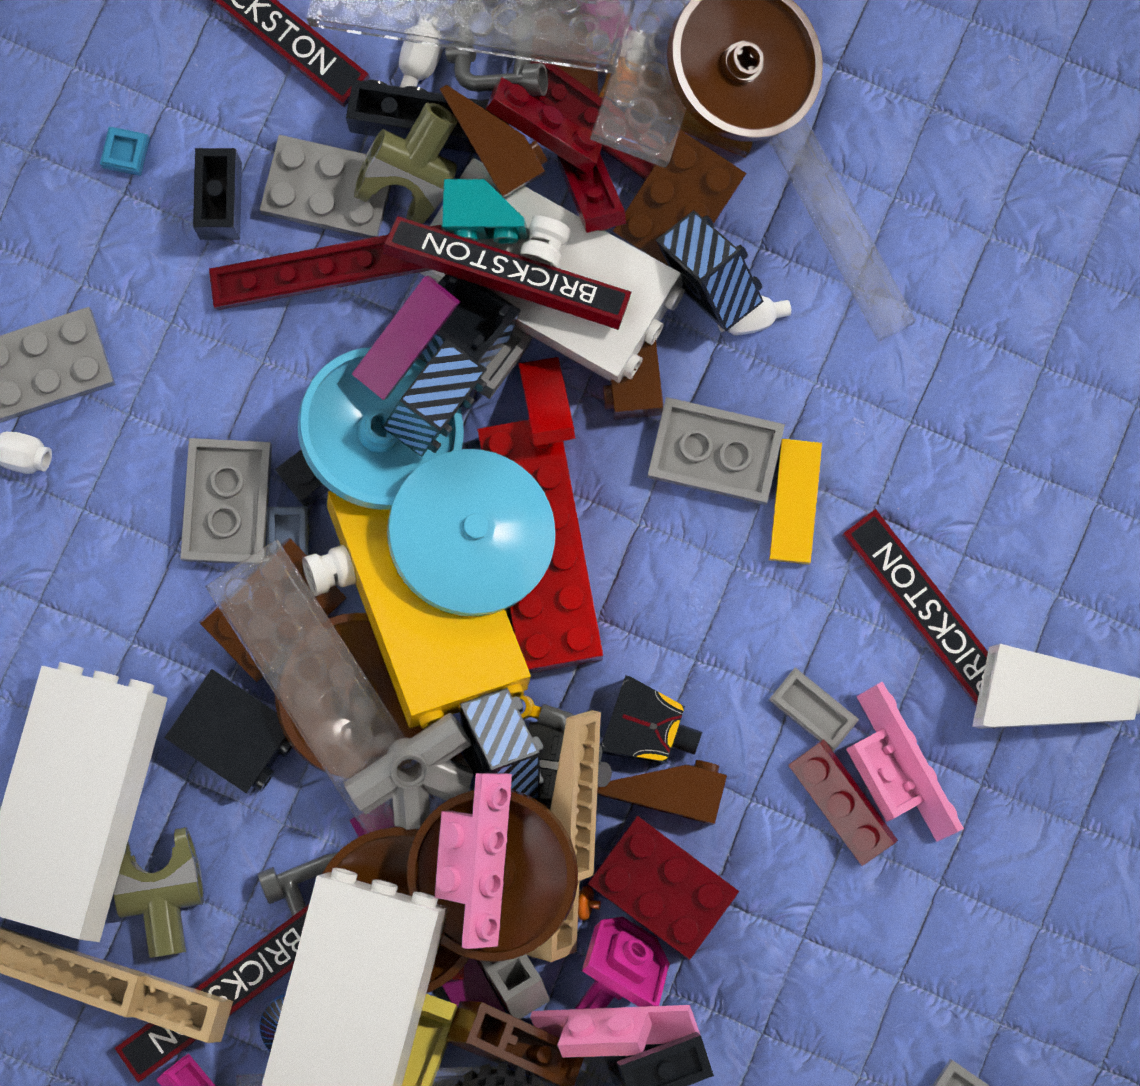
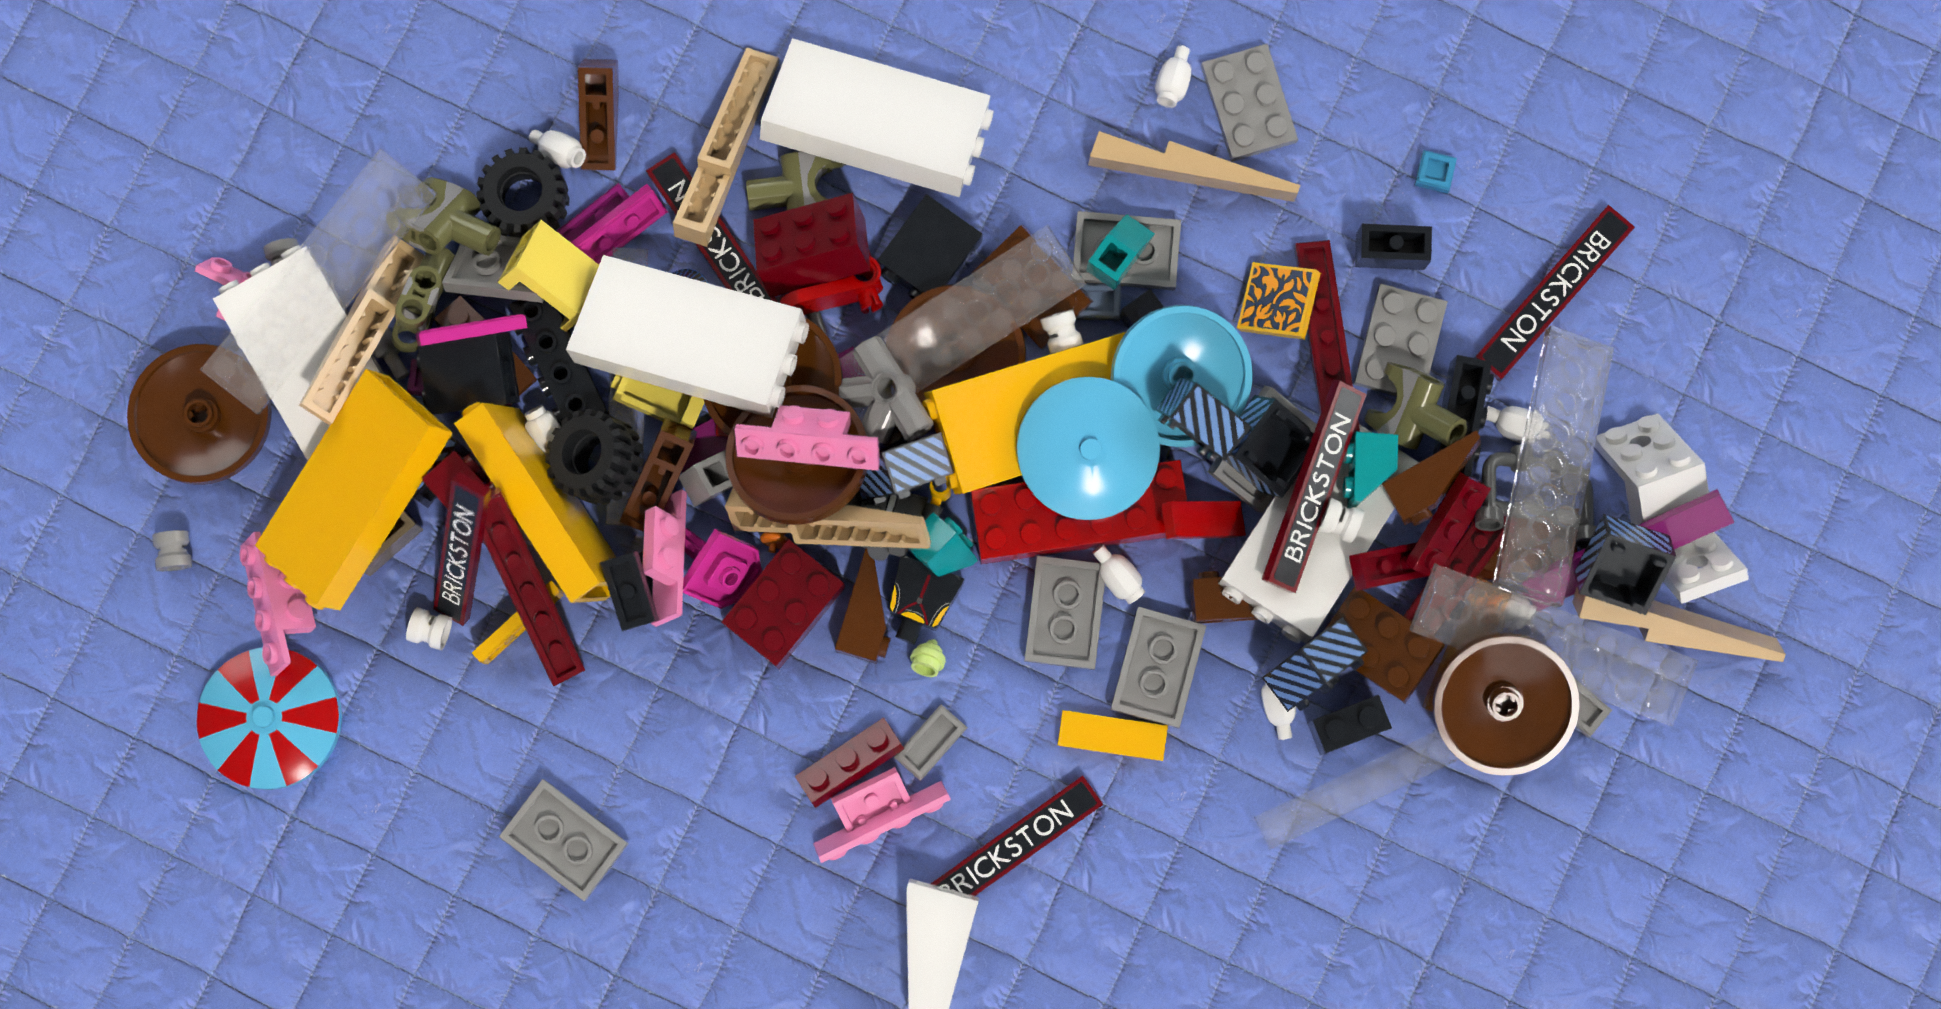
camera: 90 degrees right, 0 degrees up
(123, 434) = (1187, 166): none -> tan slope
(231, 505) = (1119, 251): none -> teal slope
(231, 872) = (811, 245): none -> dark red brick
(280, 826) = (840, 293): none -> red piece
(283, 323) = (1278, 300): none -> tile
(405, 337) = (1256, 395): magenta tile -> none
(589, 692) = (948, 547): none -> teal slope
(611, 497) = (1119, 575): none -> white plant
(657, 558) = (1065, 613): none -> light grey plate
(717, 715) = (928, 659): none -> yellowish green plate
(772, 235) = (1349, 725): none -> black brick

